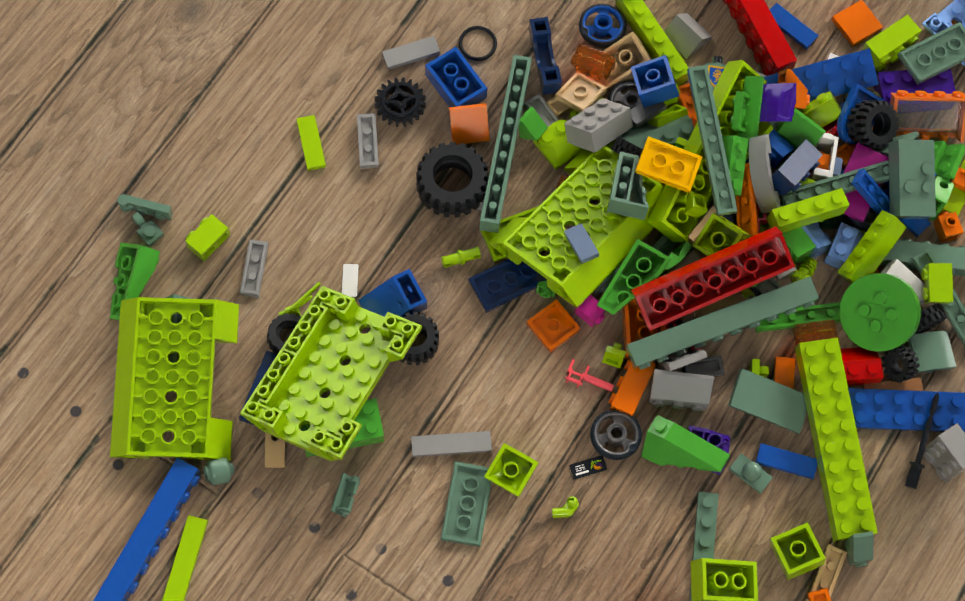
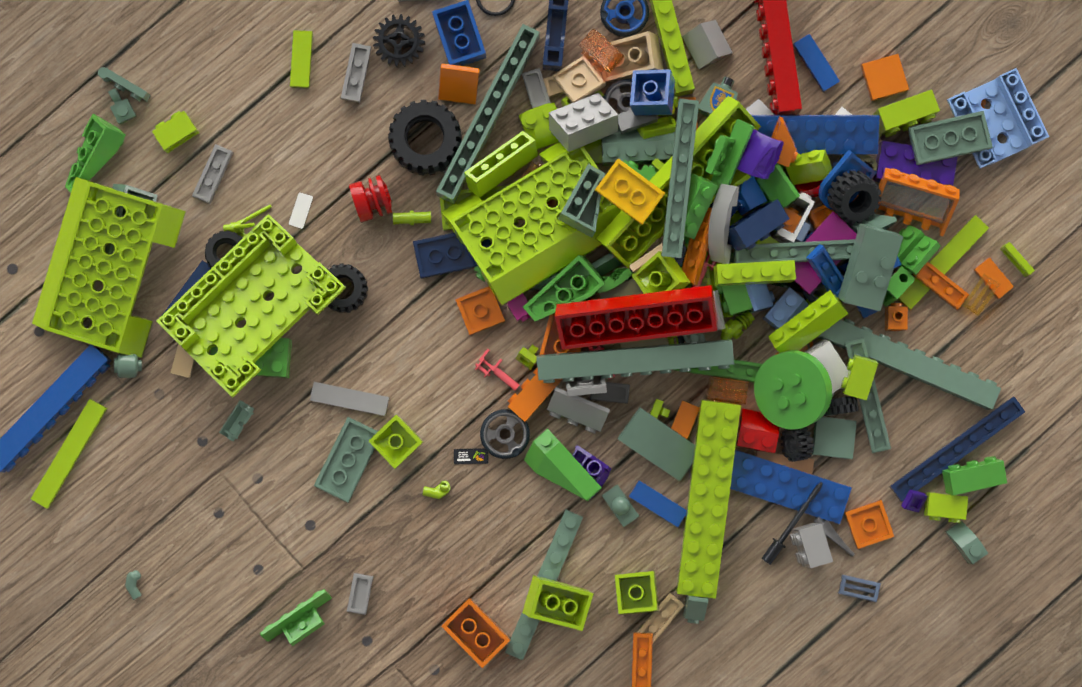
camera: 20 degrees right, 15 degrees up
(396, 295) = (335, 244): blue slope -> none
(419, 245) = (370, 198): none -> red wheel
(531, 125) = (518, 103): bright green slope -> none
(533, 182) = (501, 164): none -> lime brick
(581, 243) = (523, 245): sand blue tile -> none
(623, 145) = (600, 157): black tyre -> none
(696, 205) = (647, 236): lime slope -> none

